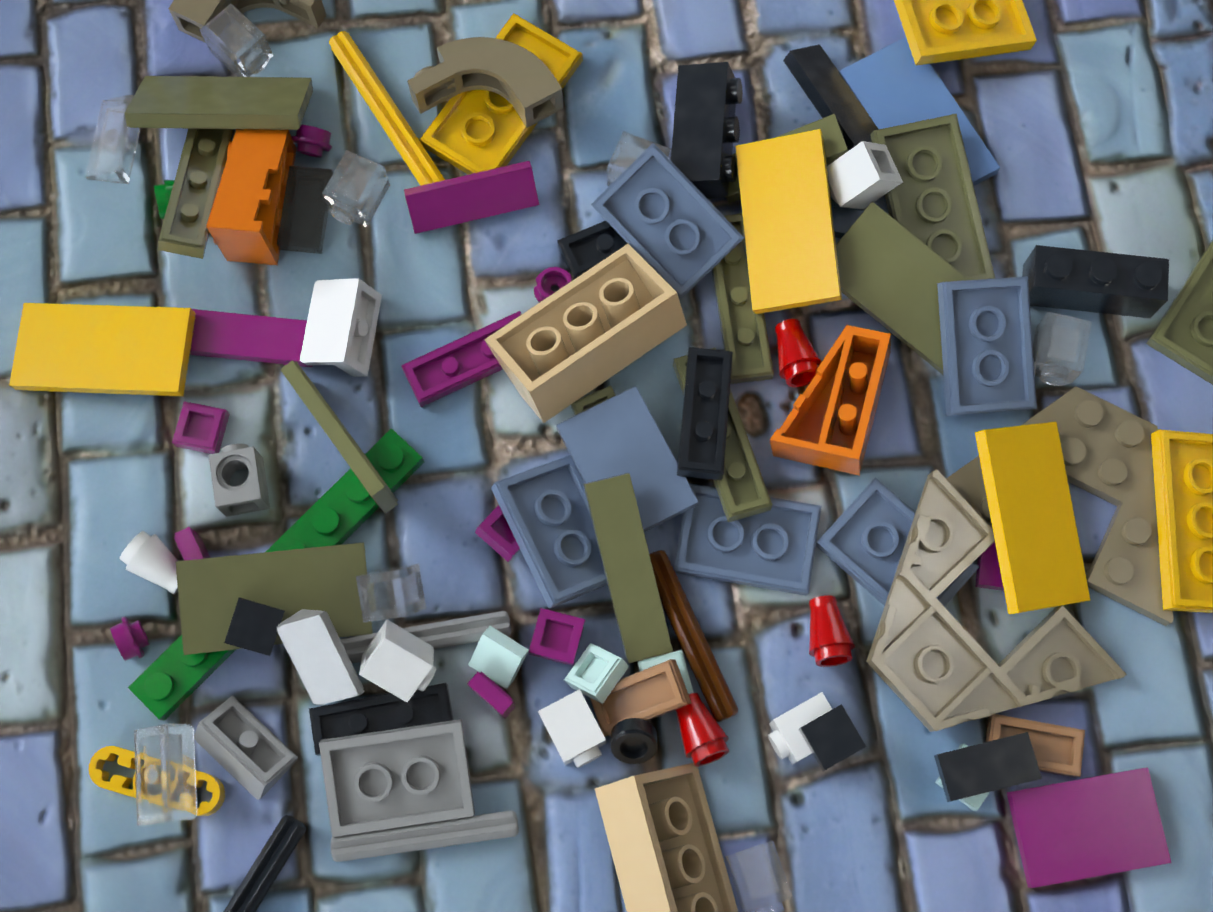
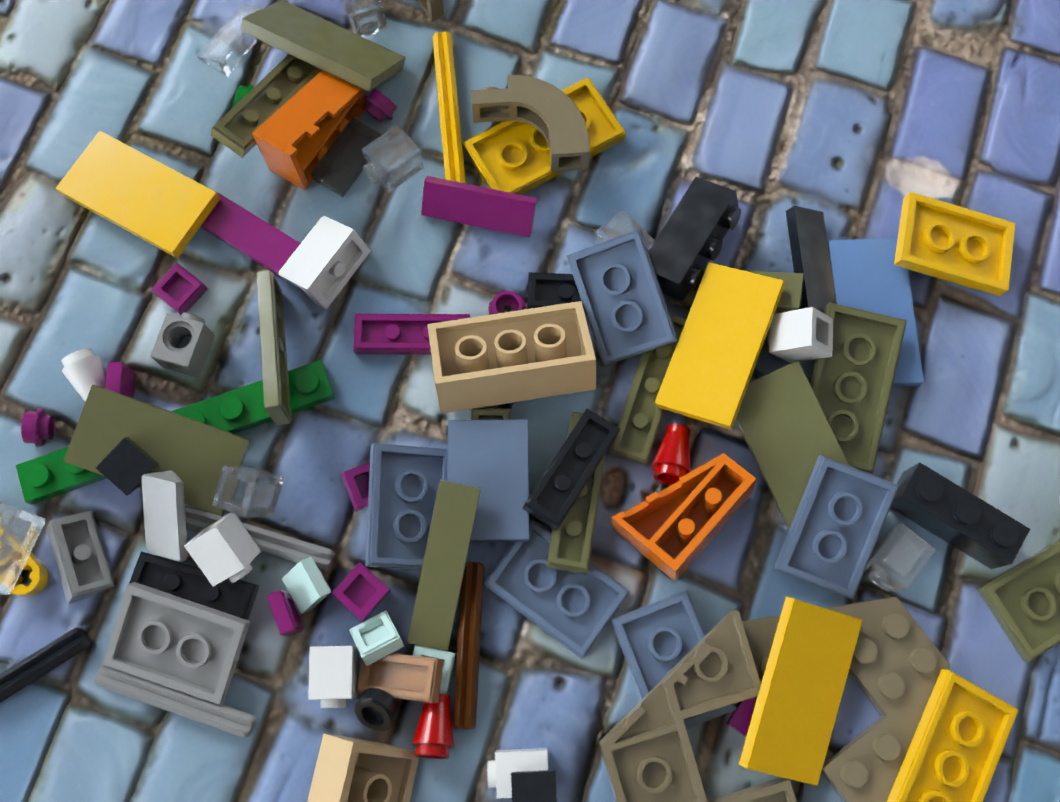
camera: 25 degrees right, 0 degrees up
(829, 636) = (581, 702): red cone -> none

